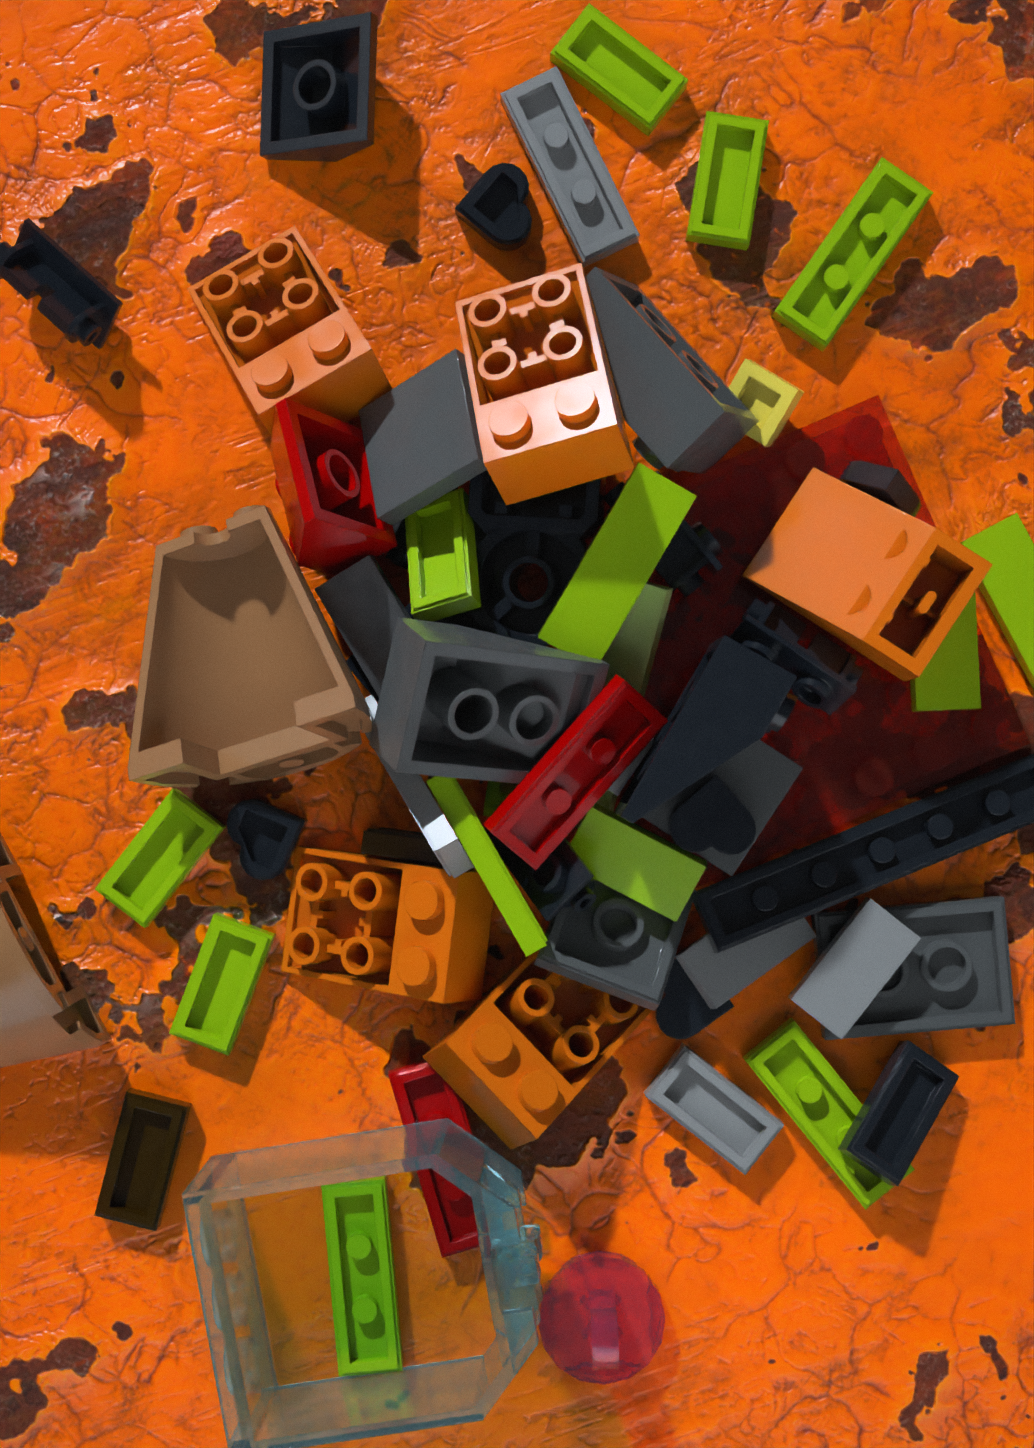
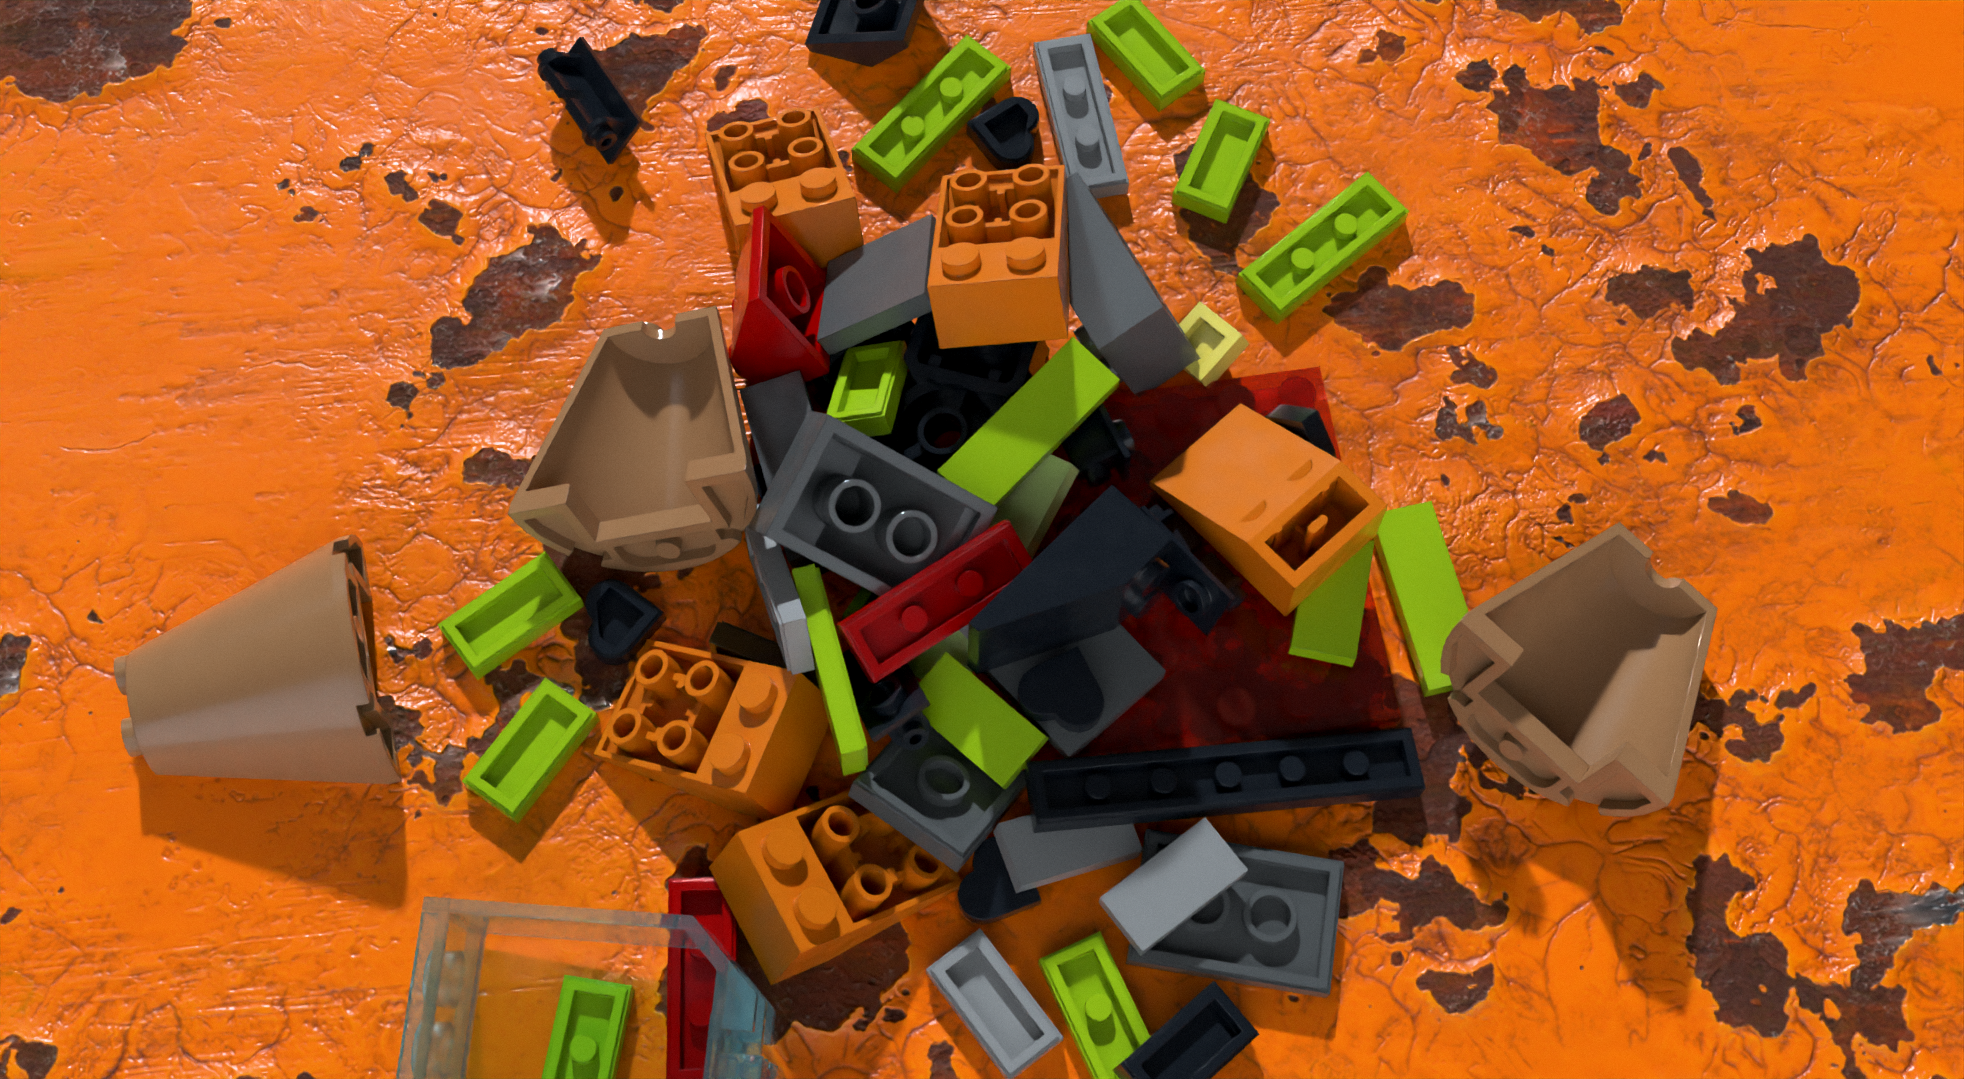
camera: 10 degrees right, 20 degrees down
(142, 1159) = (390, 904): dark brown tile -> none
(414, 202) = (931, 113): none -> lime tile

